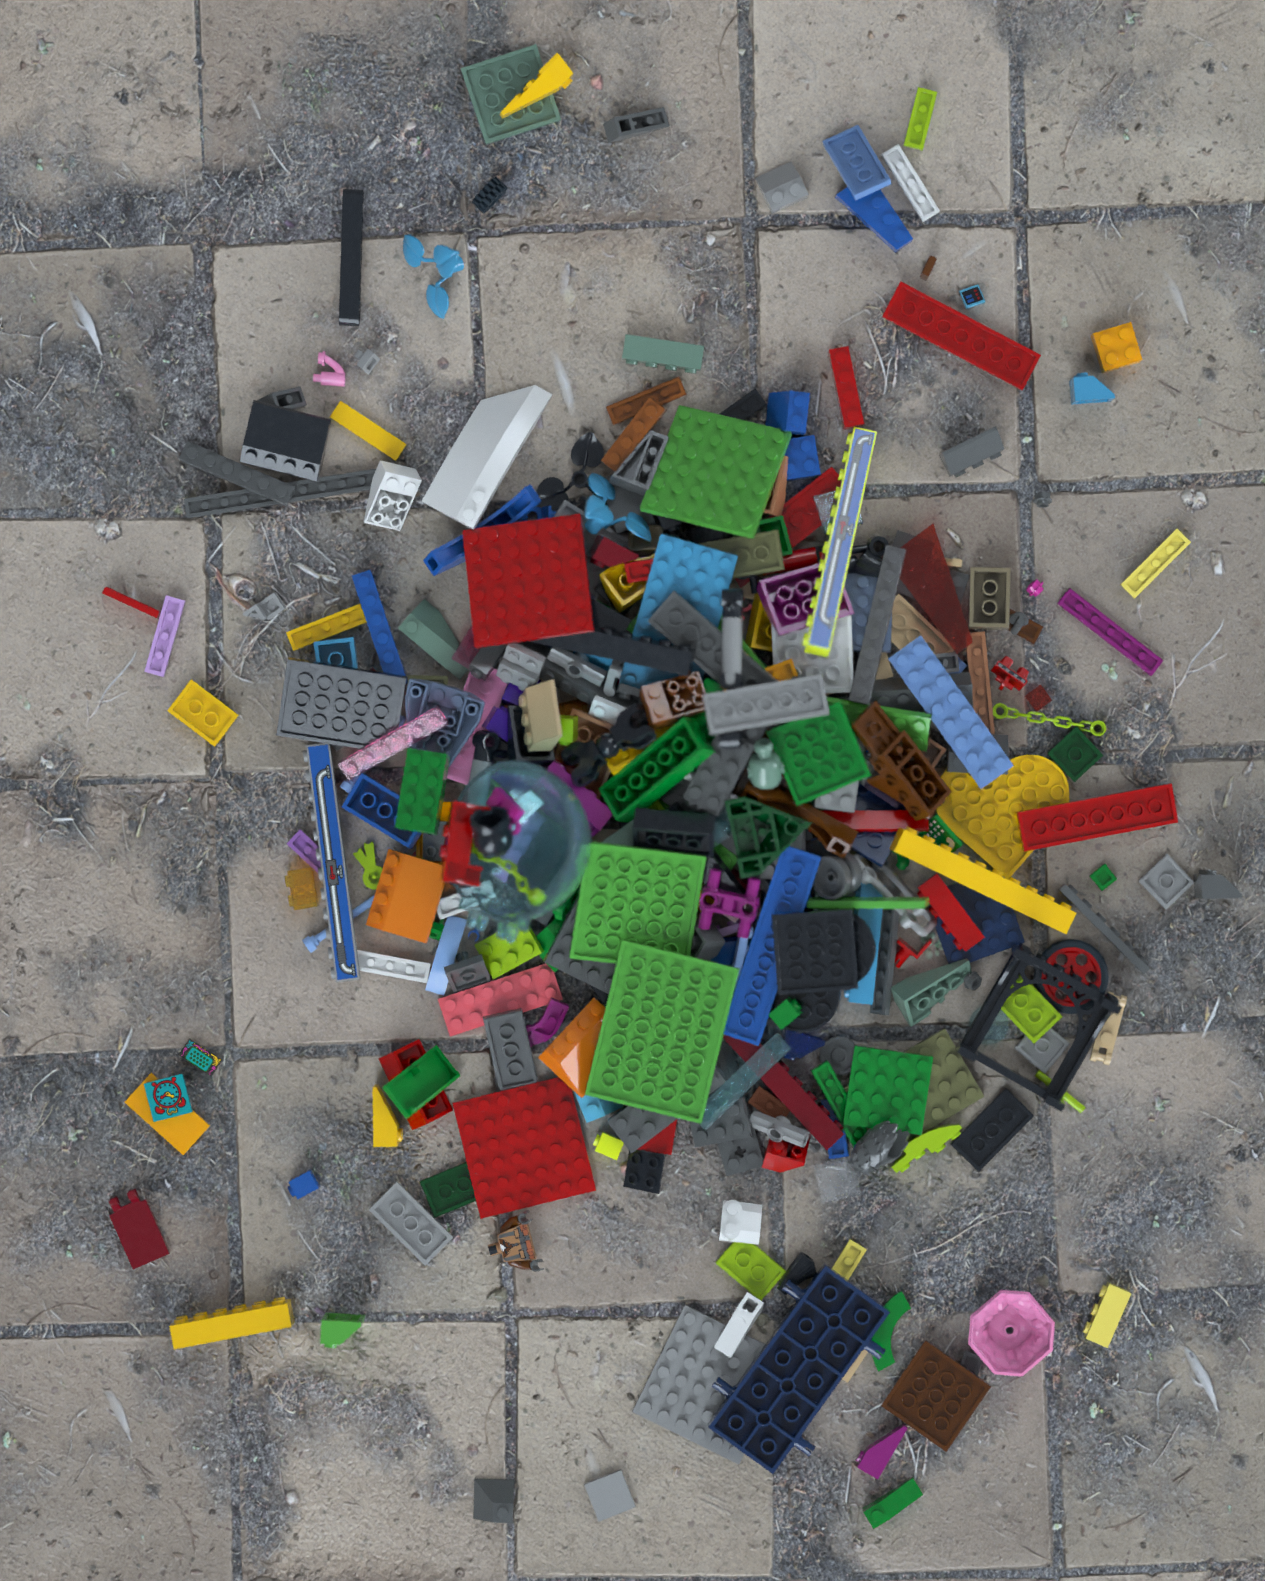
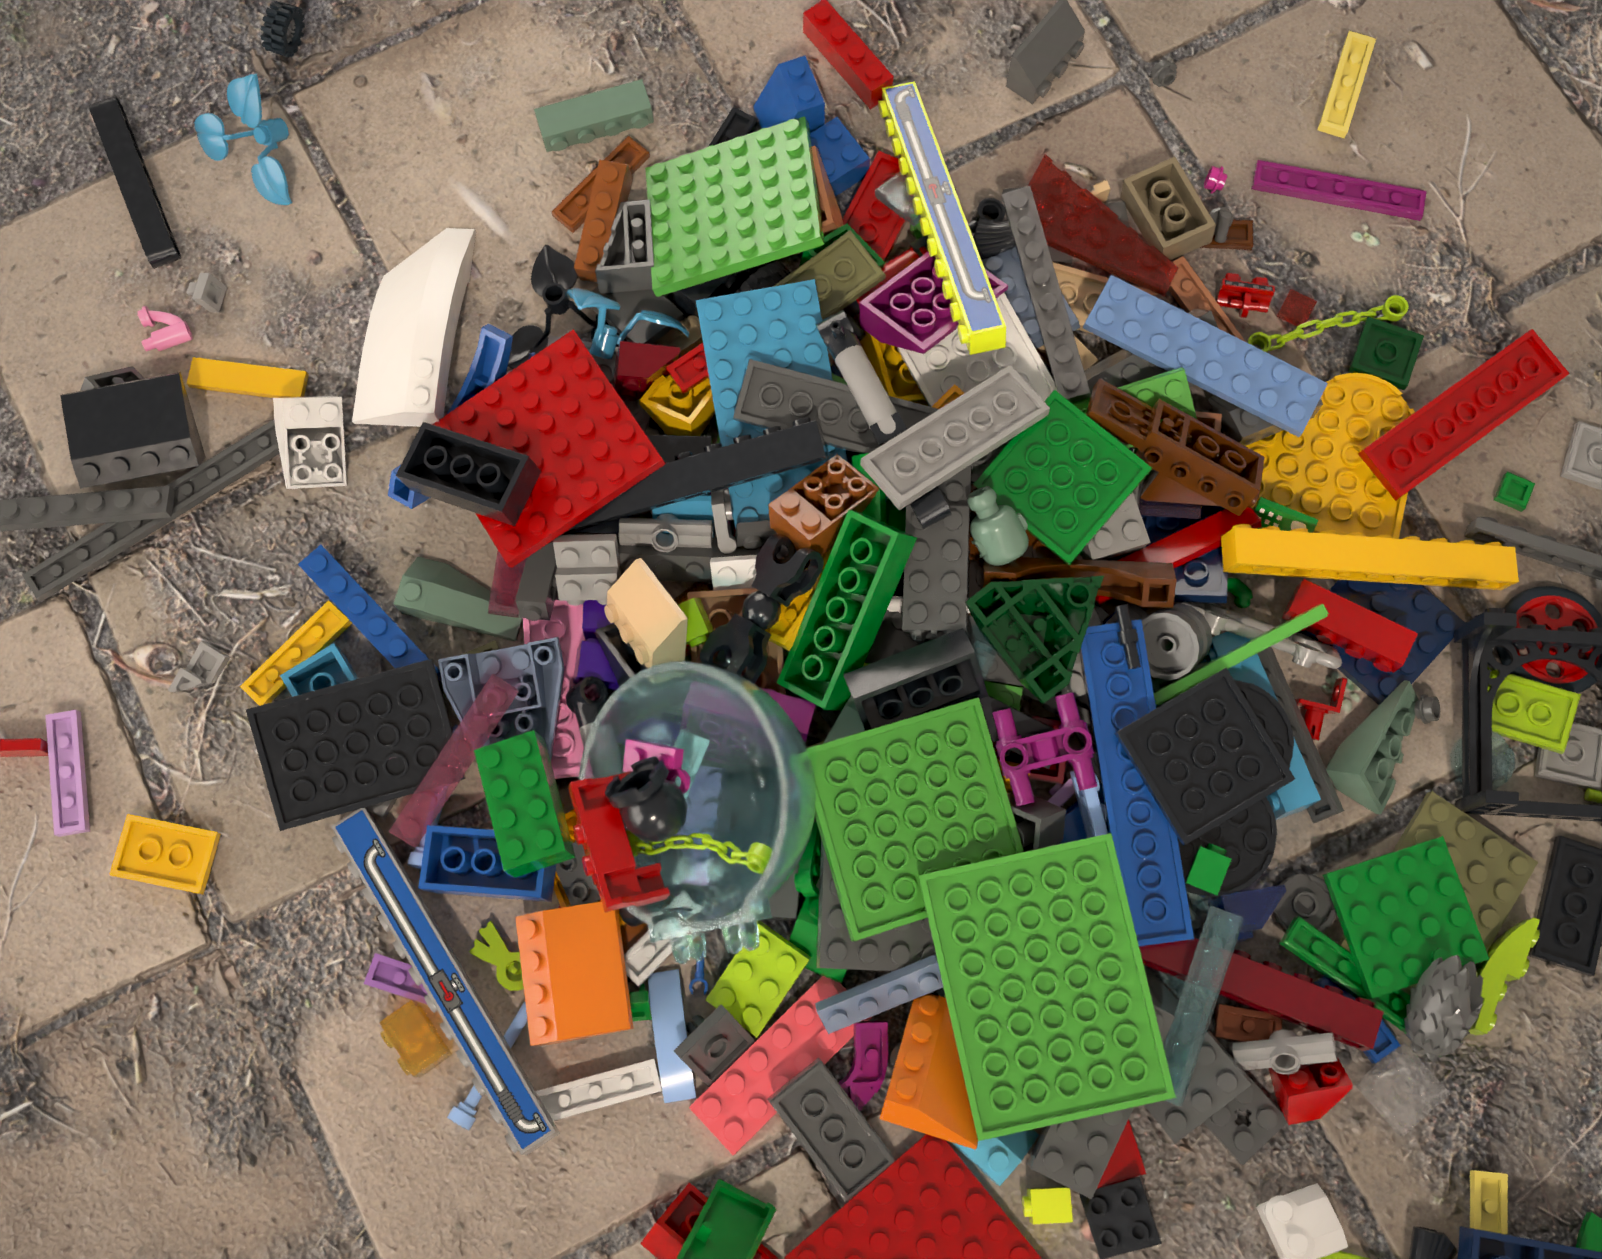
camera: 25 degrees left, 15 degrees down
(476, 583) = (469, 473): none -> black brick
(570, 991) = (880, 994): none -> sand blue plate
(807, 864) = (1128, 637): none -> black bar

